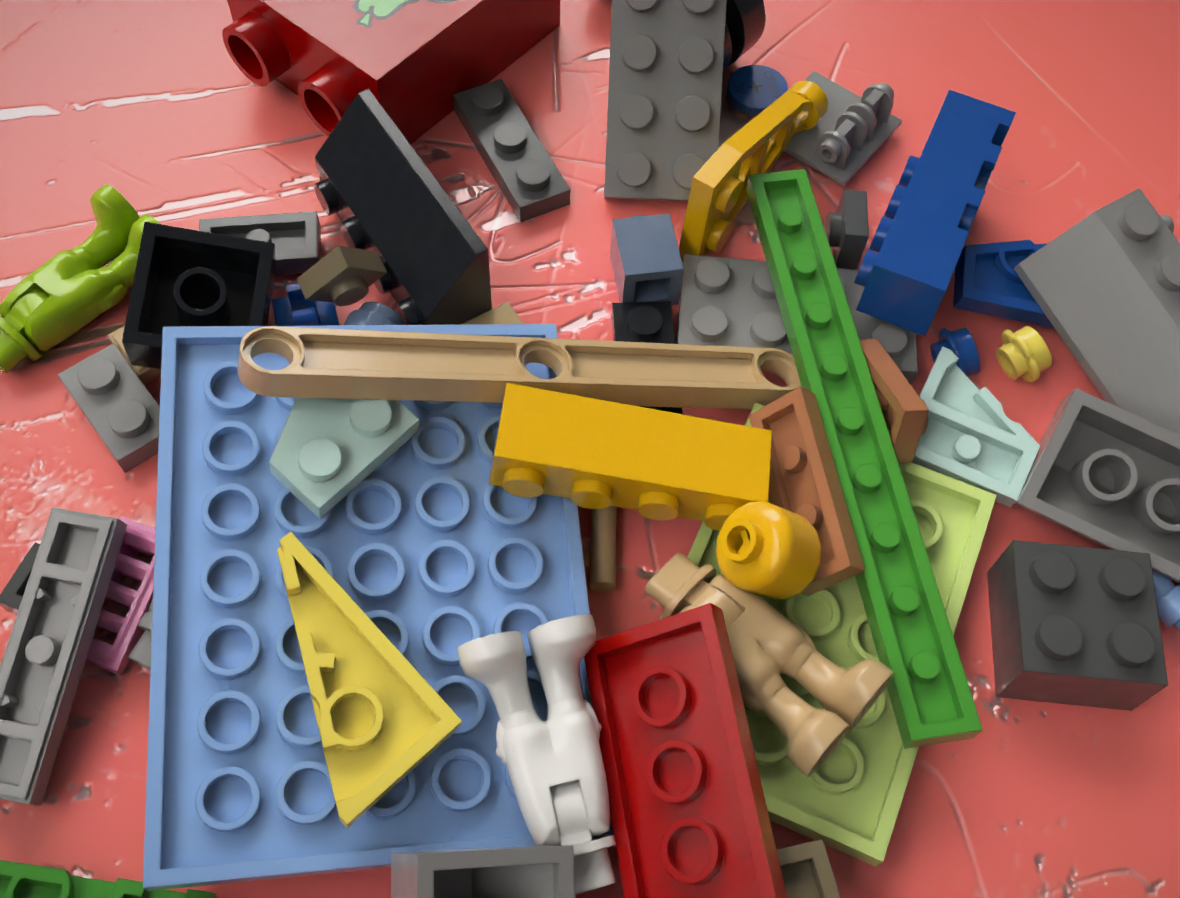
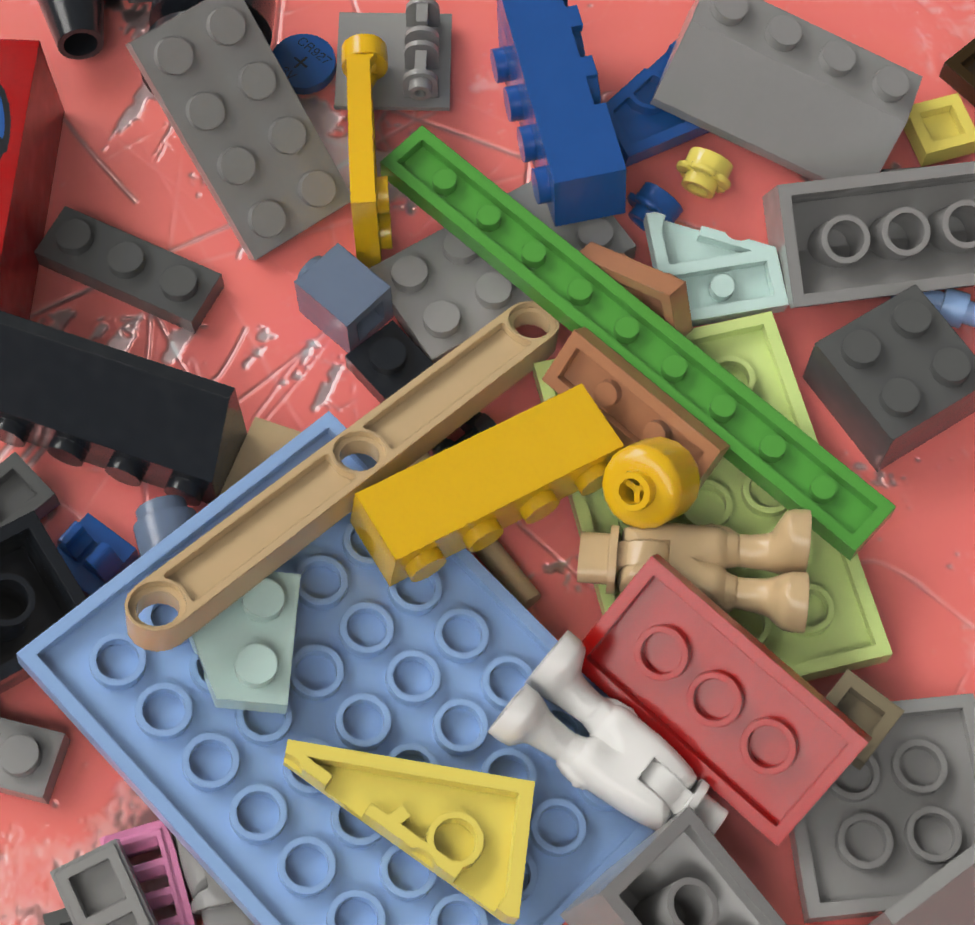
camera: 35 degrees left, 5 degrees up
(342, 276) = (107, 497): dark tan plate -> none
(848, 229) = (490, 151): dark grey plate -> none

